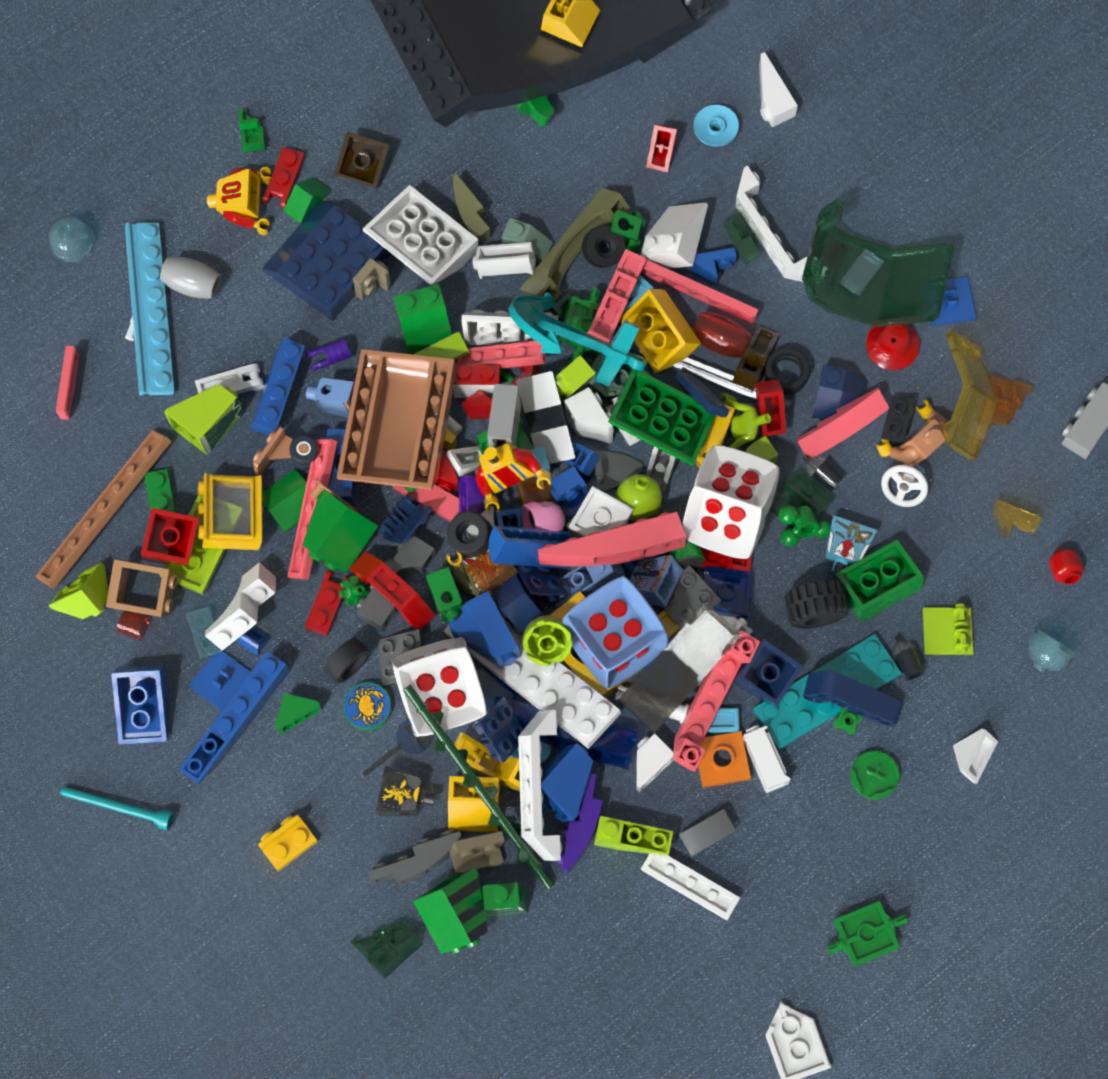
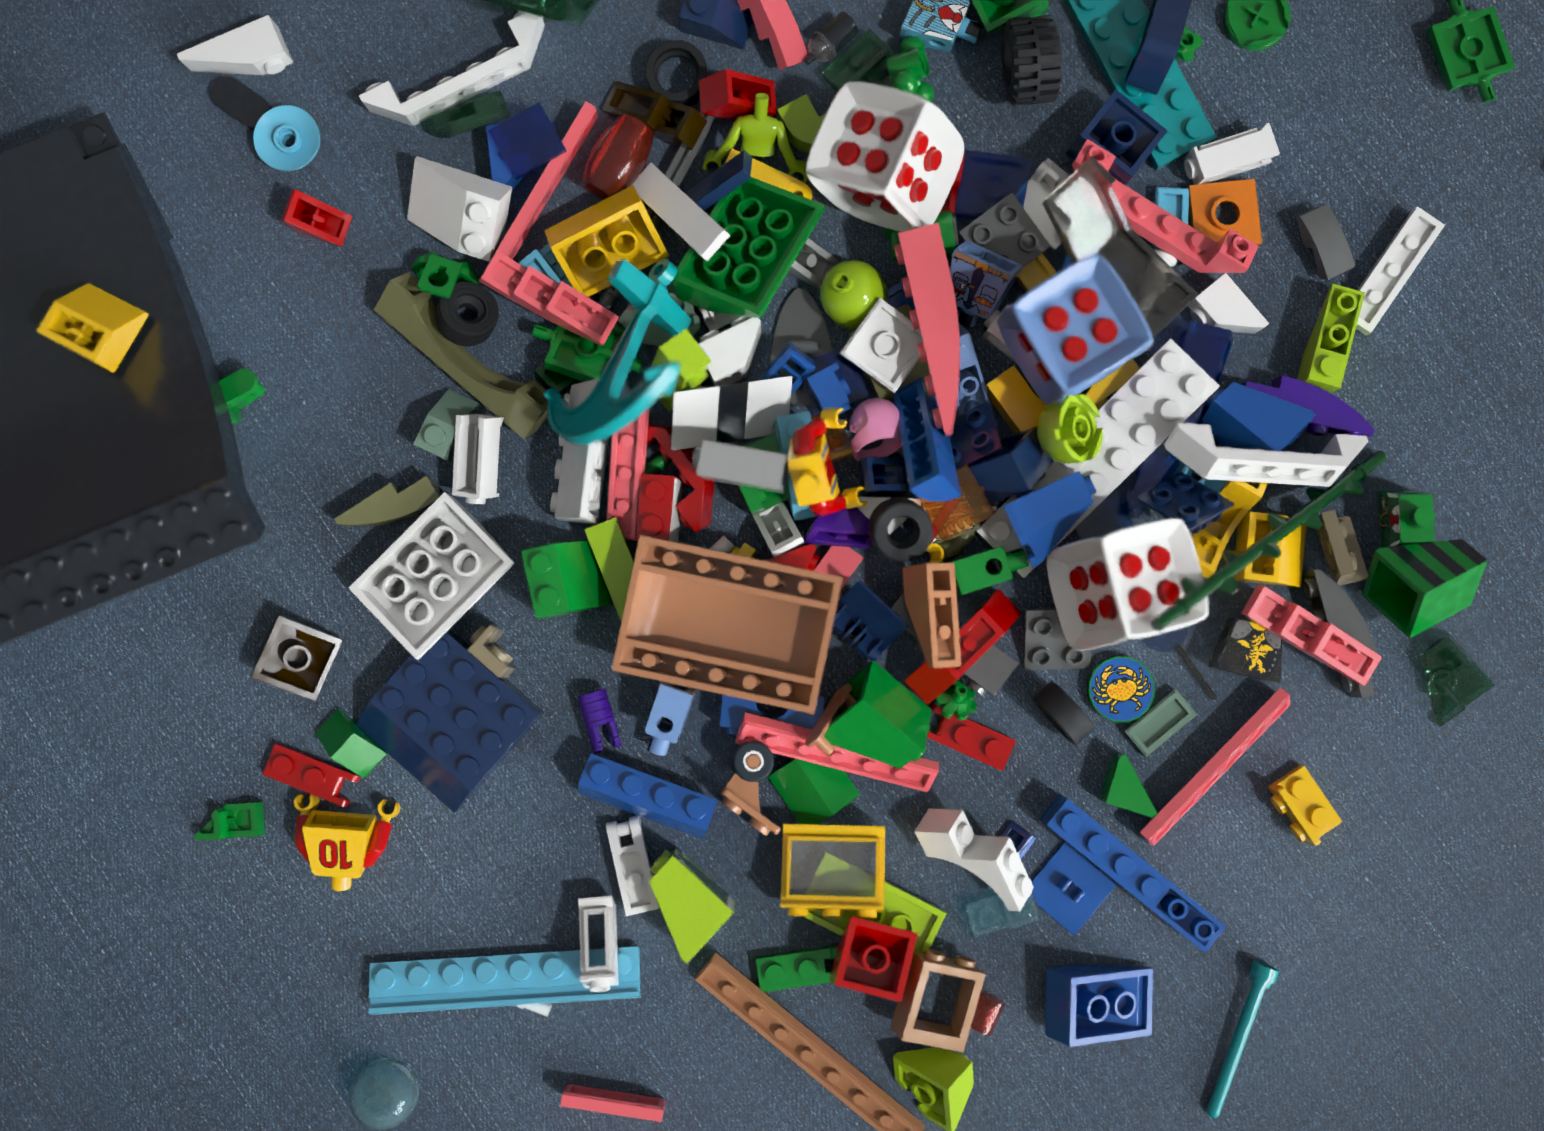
camera: 85 degrees left, 15 degrees up
(157, 368) = (599, 977): none -> white window
(190, 277) = (464, 918): light grey piece -> none
(313, 774) = (1216, 767): none -> coral tile
(344, 736) = (1160, 722): none -> sand green tile
(410, 557) = (933, 611): none -> nougat slope
(410, 828) = (1311, 635): none -> coral slope
(683, 372) = (680, 212): none -> white tile
(726, 273) = (527, 141): none -> clear blue piece
(740, 95) = (239, 101): none -> black tile

